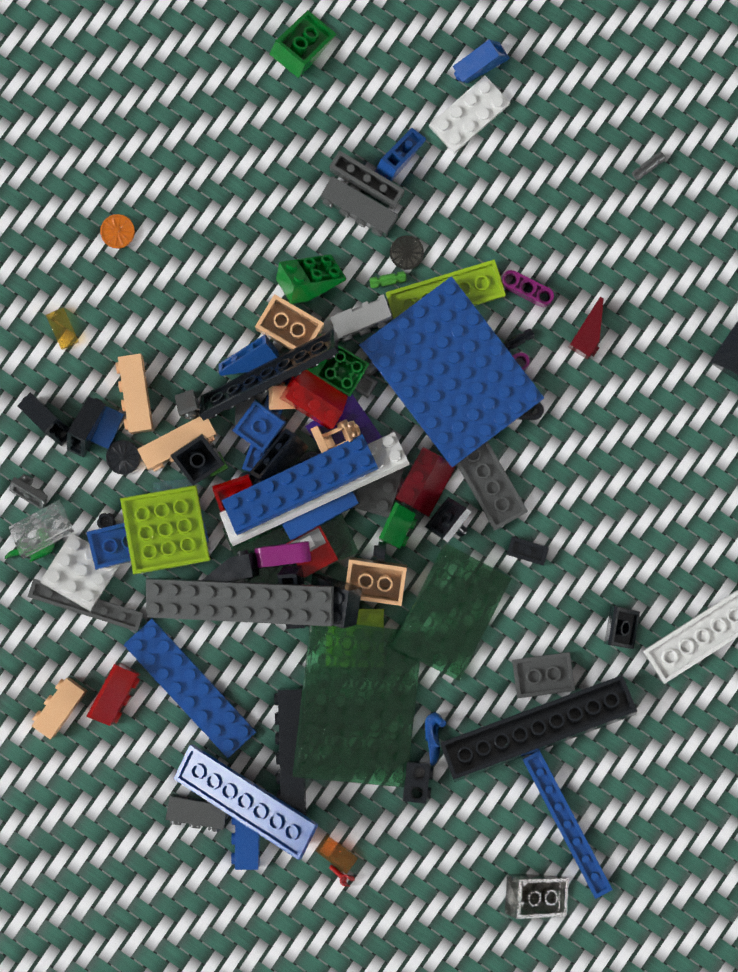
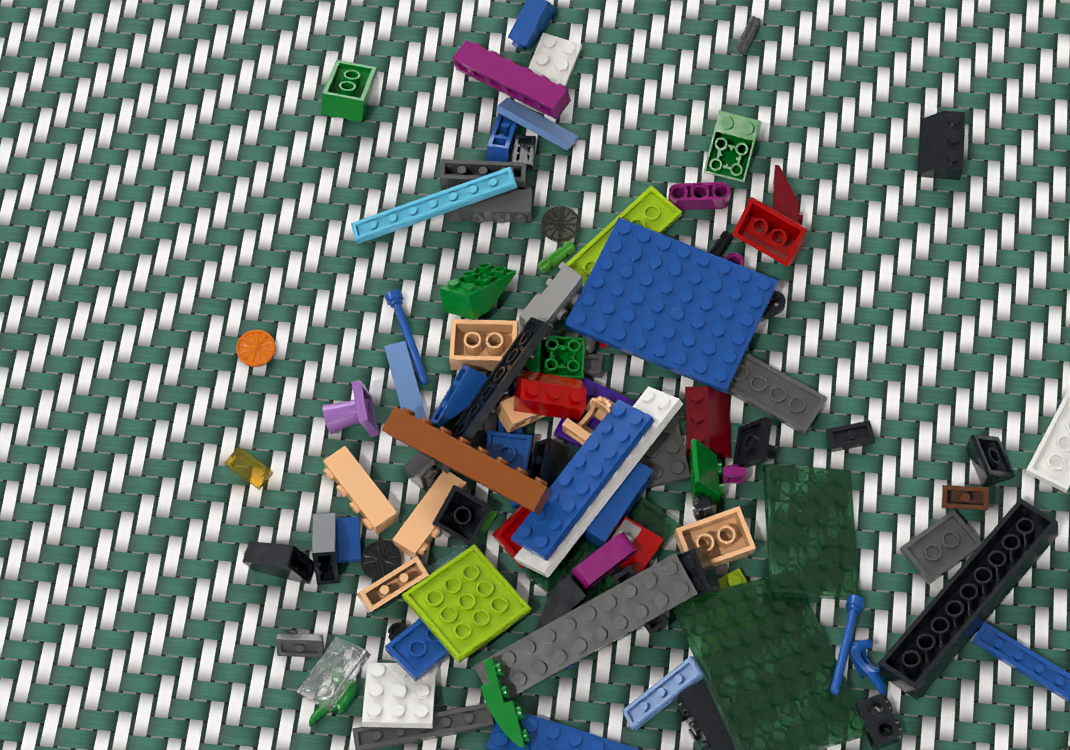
camera: 25 degrees left, 20 degrees down
(118, 484) = (392, 584): none -> light nougat brick
(146, 631) = (506, 714): none -> green slope
(165, 330) = (352, 412): none -> medium lavender plant
(215, 323) = (404, 378): none -> medium blue tile
(218, 423) = (467, 460): none -> dark orange brick
(243, 249) = (395, 300): none -> blue piece
(270, 679) = (663, 693): none -> medium blue tile
(314, 186) = (434, 205): none -> medium azure tile
(411, 175) = (524, 150): none -> black plate
(421, 533) = (733, 474): none -> magenta plate
(435, 155) = (537, 123): none -> medium blue tile
(436, 110) = (512, 79): none -> magenta brick
(451, 685) = (854, 605): none -> blue piece
(561, 354) = (770, 232): none -> red slope
(578, 259) = (732, 146): none -> green slope
(582, 649) = (965, 497): none -> reddish brown brick

